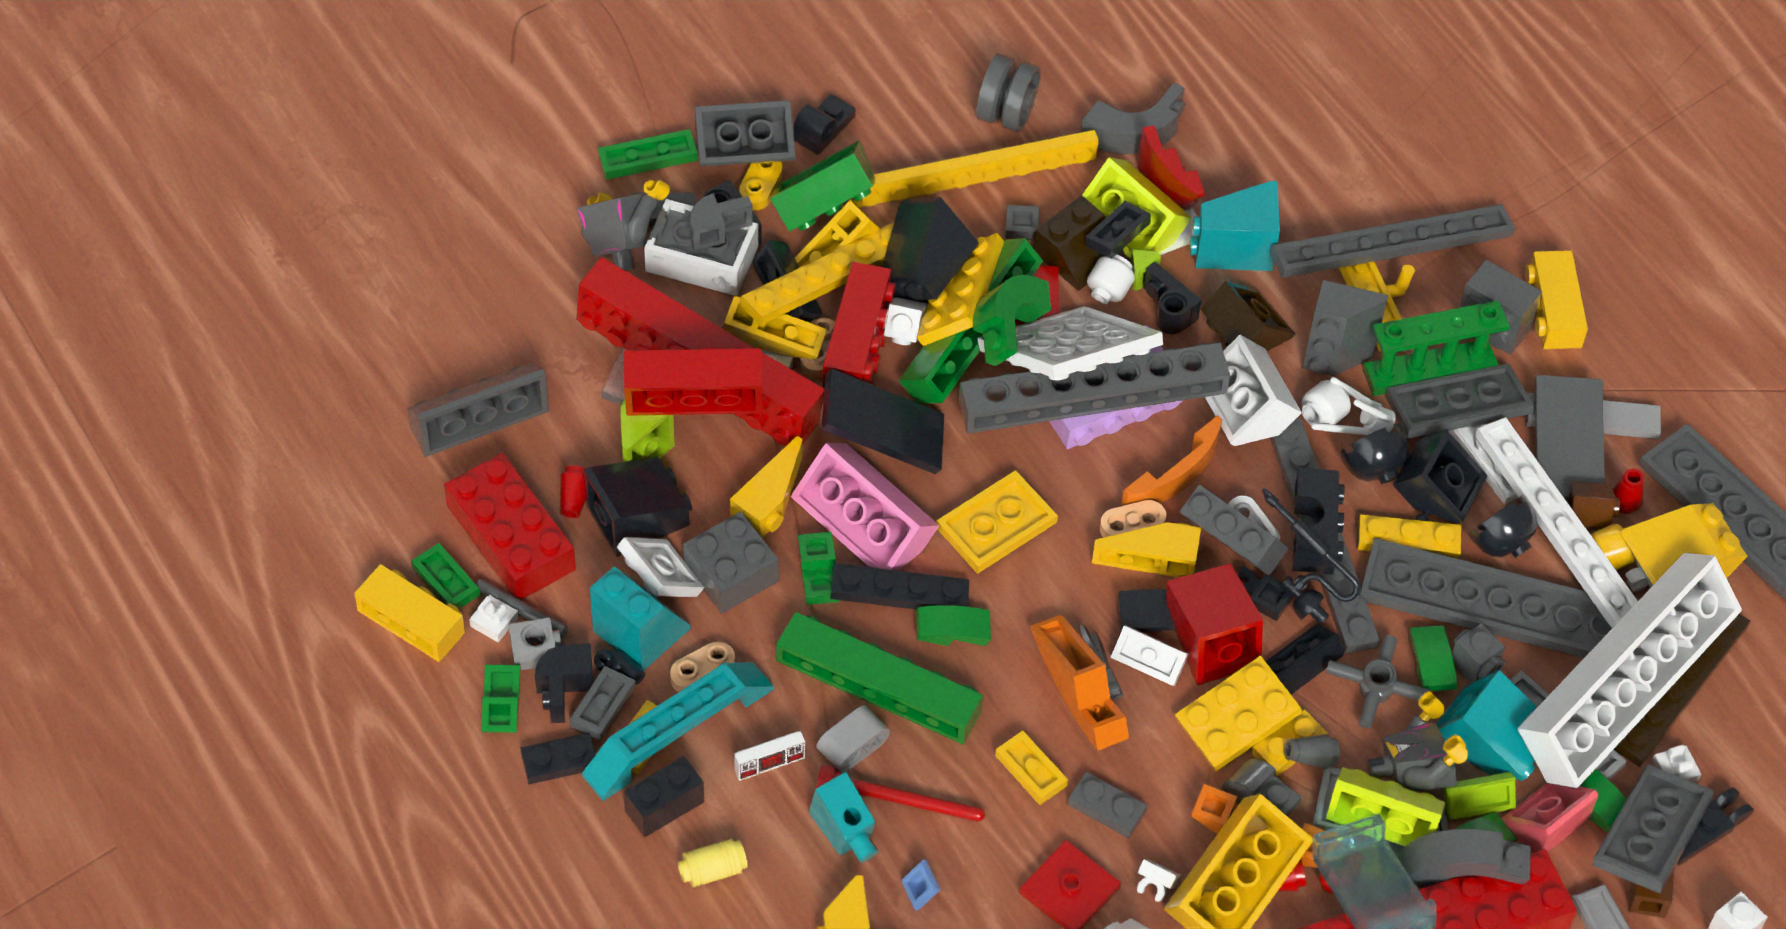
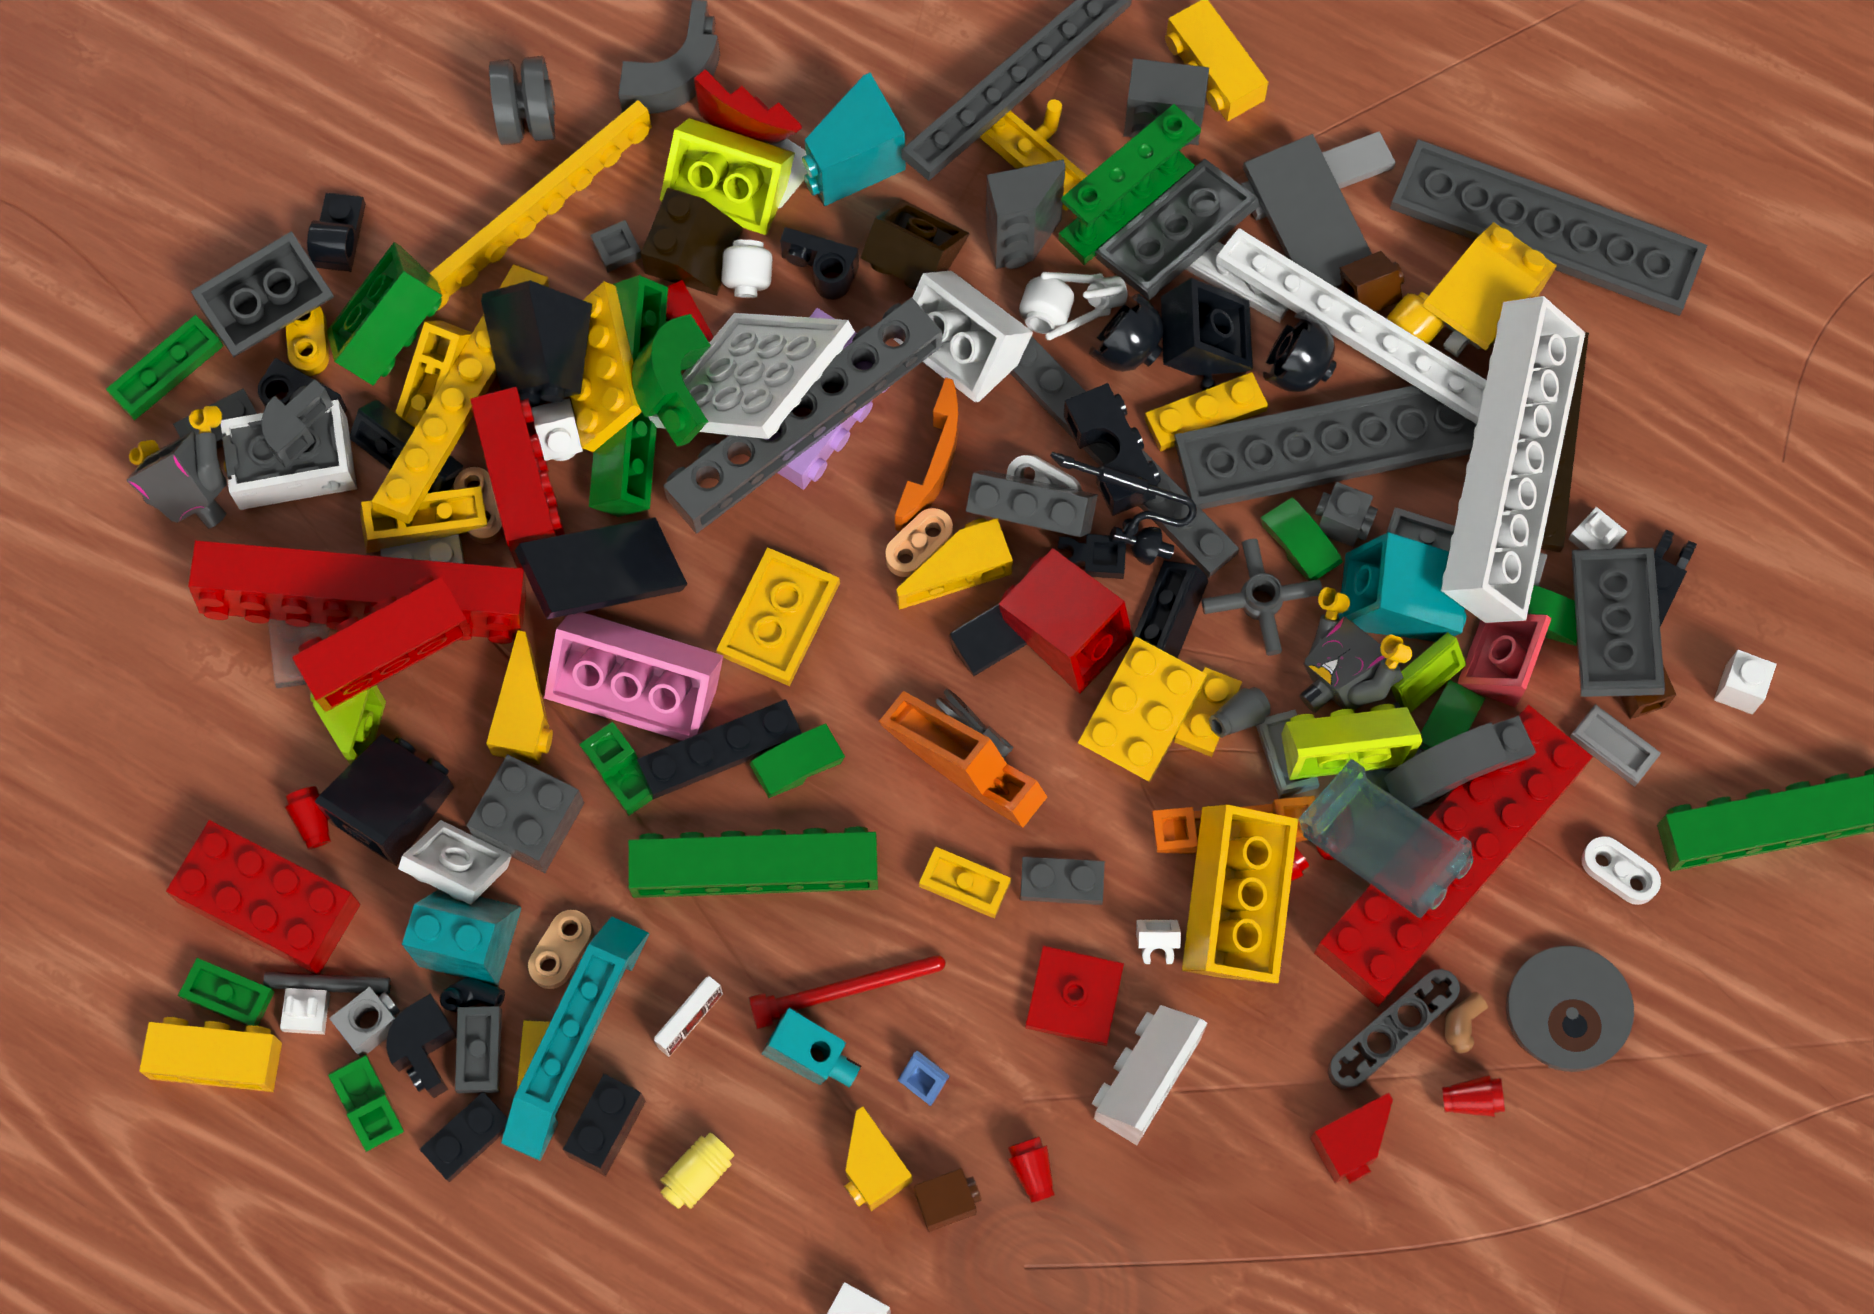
camera: 25 degrees left, 15 degrees up
(479, 409) = (149, 773): dark grey slope -> none
(853, 739) = (764, 949): light grey beam -> none
(1118, 229) = (728, 210): black plate -> none
(1140, 261) = (770, 233): lime slope -> none
(1149, 655) = (1018, 689): white plate -> none
(1258, 778) = (1203, 782): dark grey brick -> none
(1630, 491) = (1401, 246): red cone -> none

